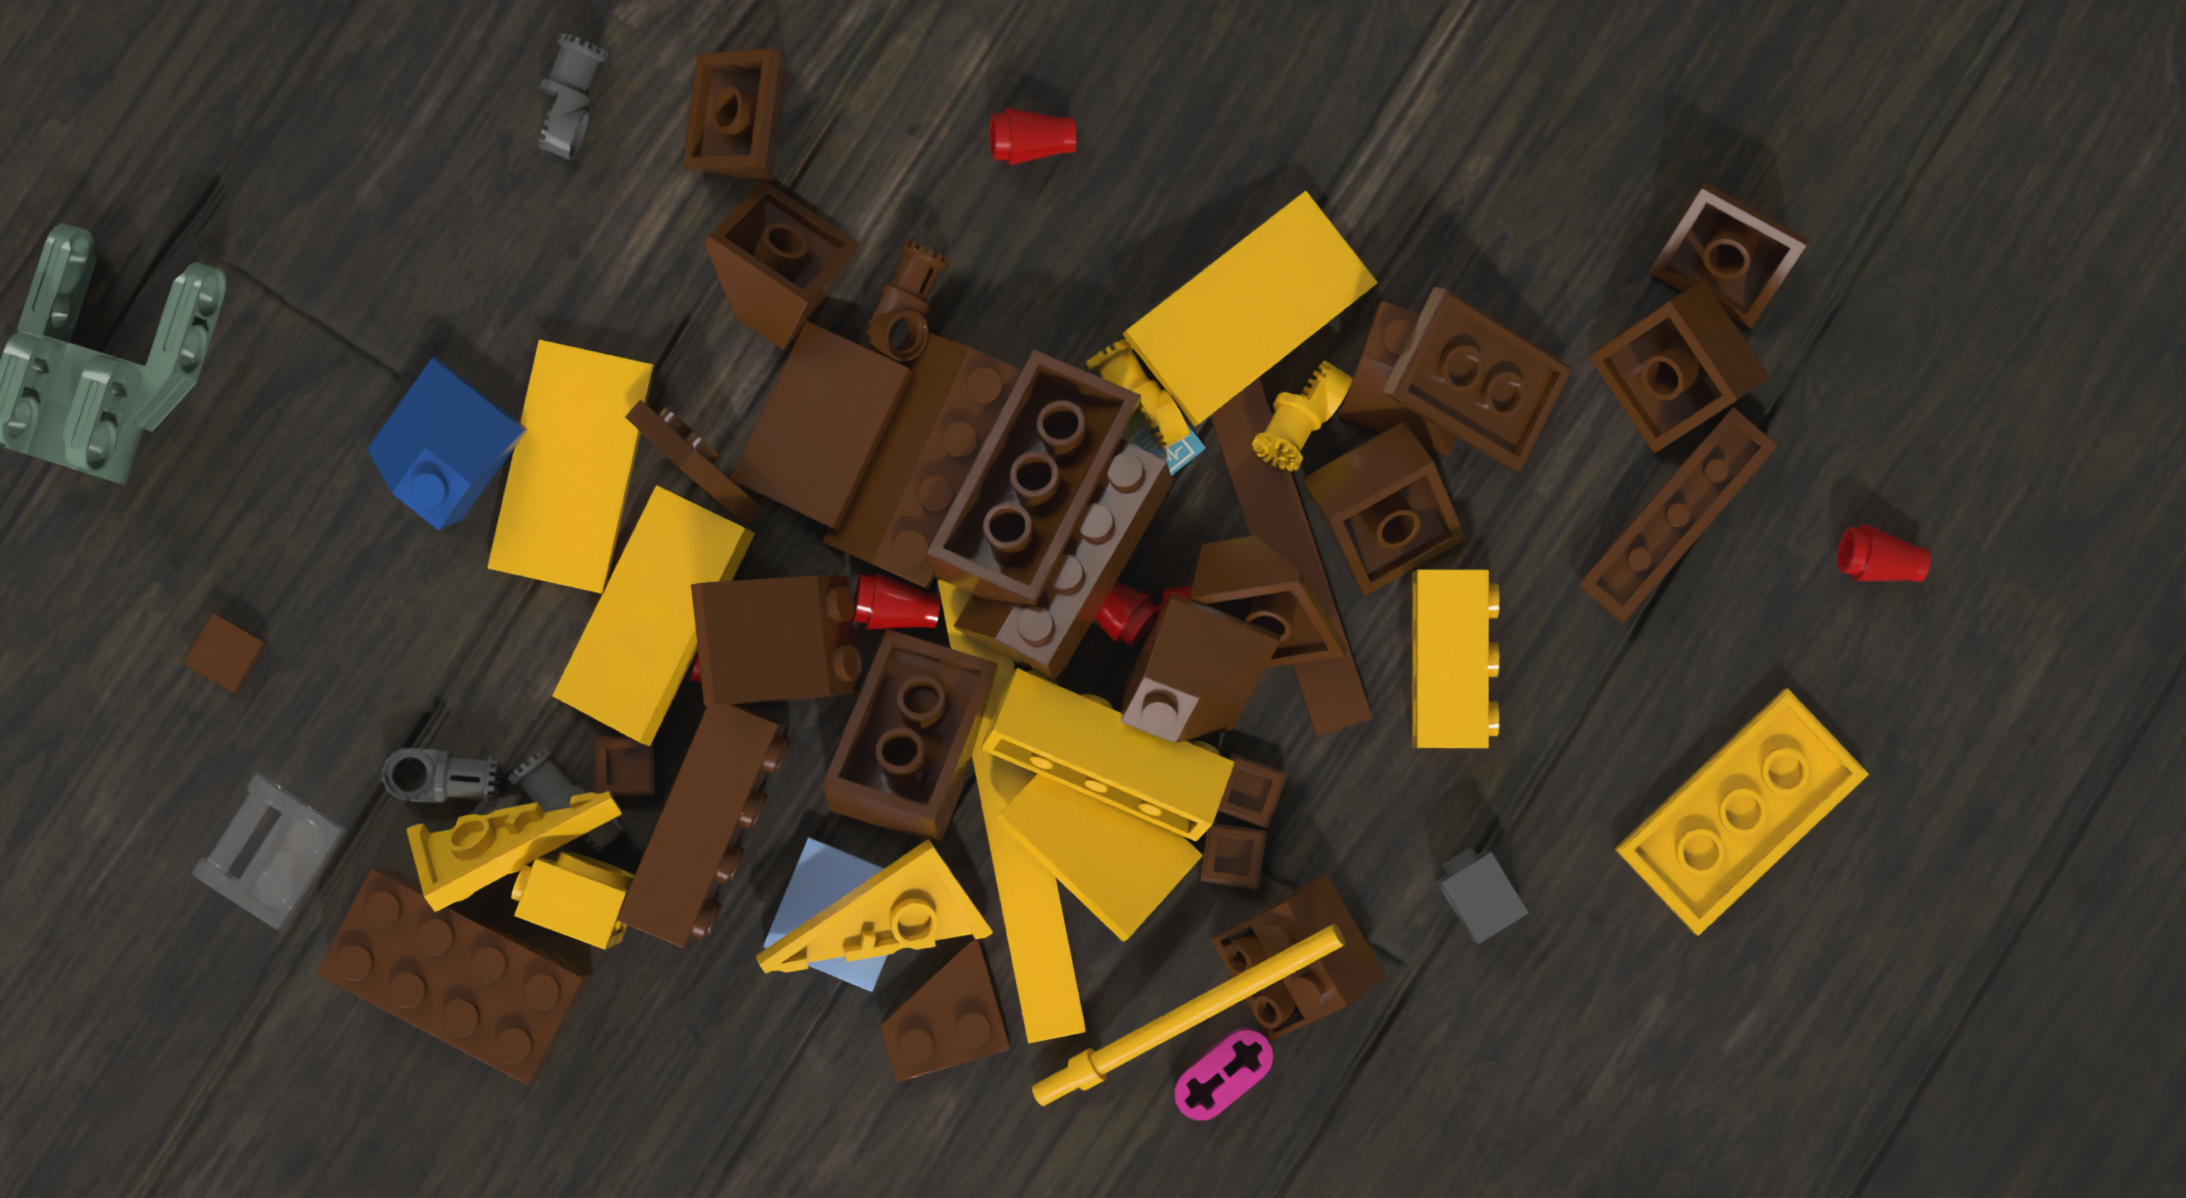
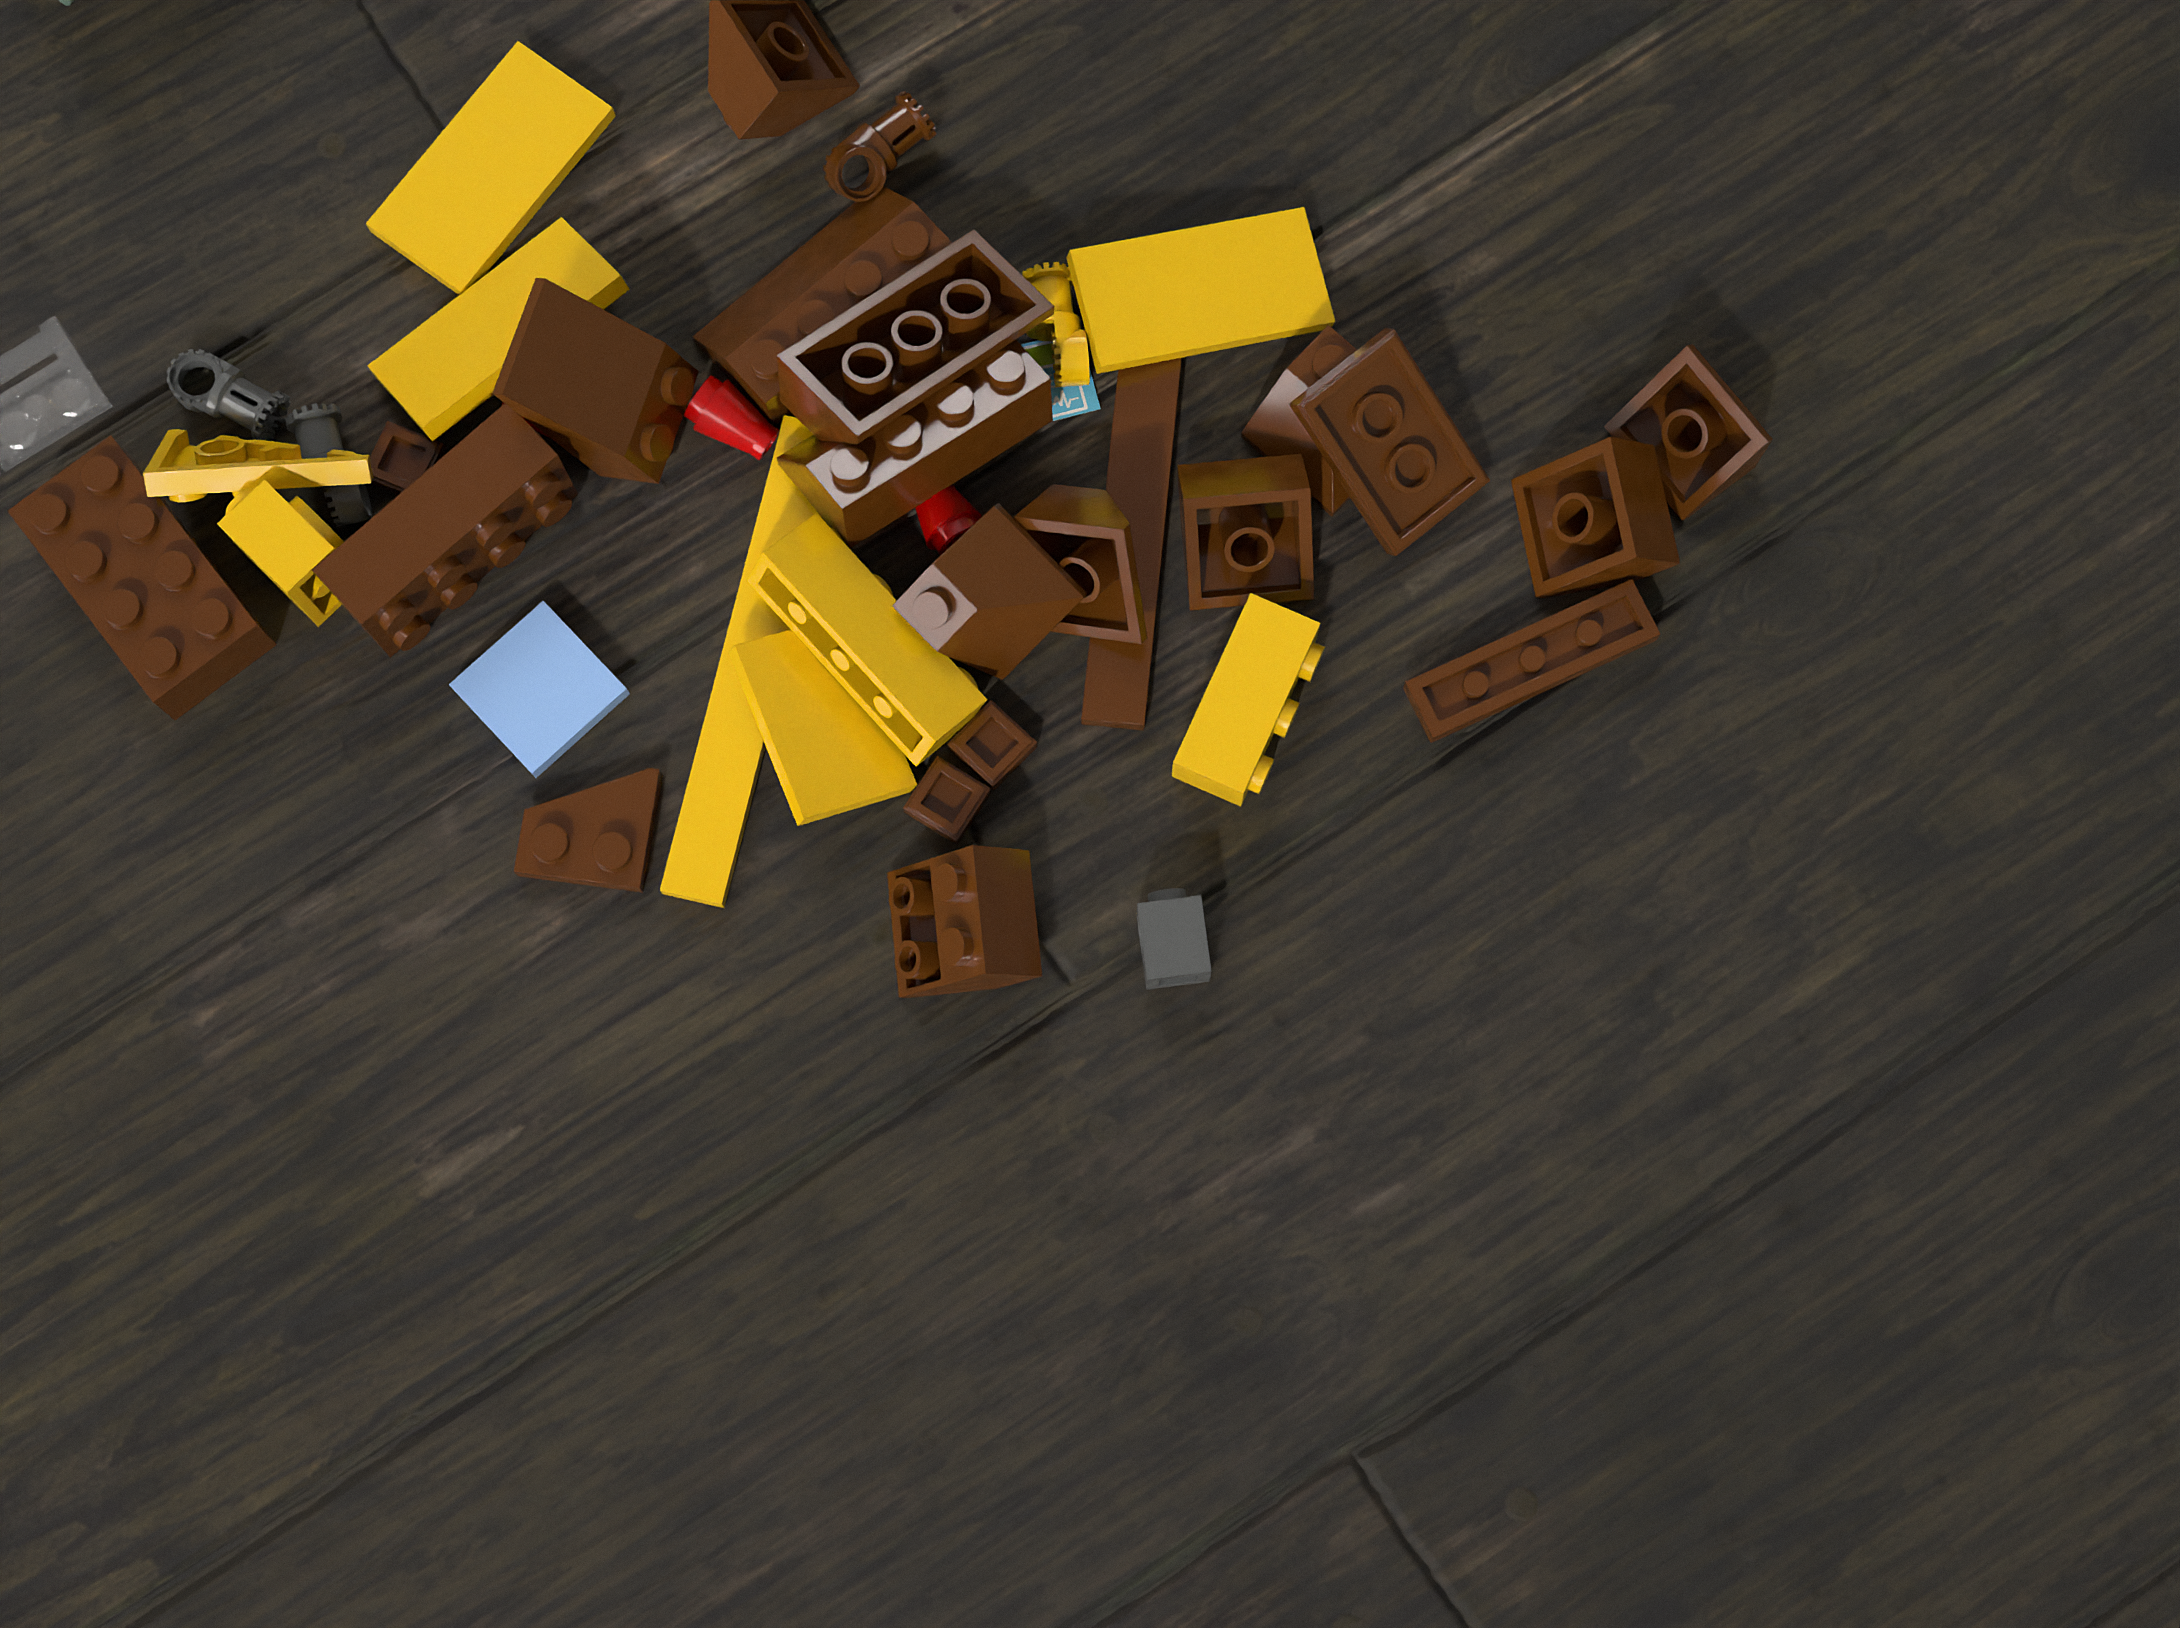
camera: 25 degrees right, 10 degrees down
(225, 653) = (85, 198): reddish brown tile -> none
(443, 445) = (382, 96): blue slope -> none
(692, 457) = (604, 192): reddish brown wing -> none
(821, 425) = (743, 227): reddish brown tile -> none
(893, 910) = (599, 698): yellow wing -> none
(910, 737) = (682, 546): reddish brown slope -> none
(1028, 136) = (1064, 52): red cone -> none
(1092, 1066) = (710, 938): yellow bar -> none
(1233, 1084) = (833, 992): dark pink beam -> none
(1300, 415) = (1202, 406): yellow connector -> none
(1741, 811) = (1472, 978): yellow tile -> none
(1879, 556) = (1718, 786): red cone -> none

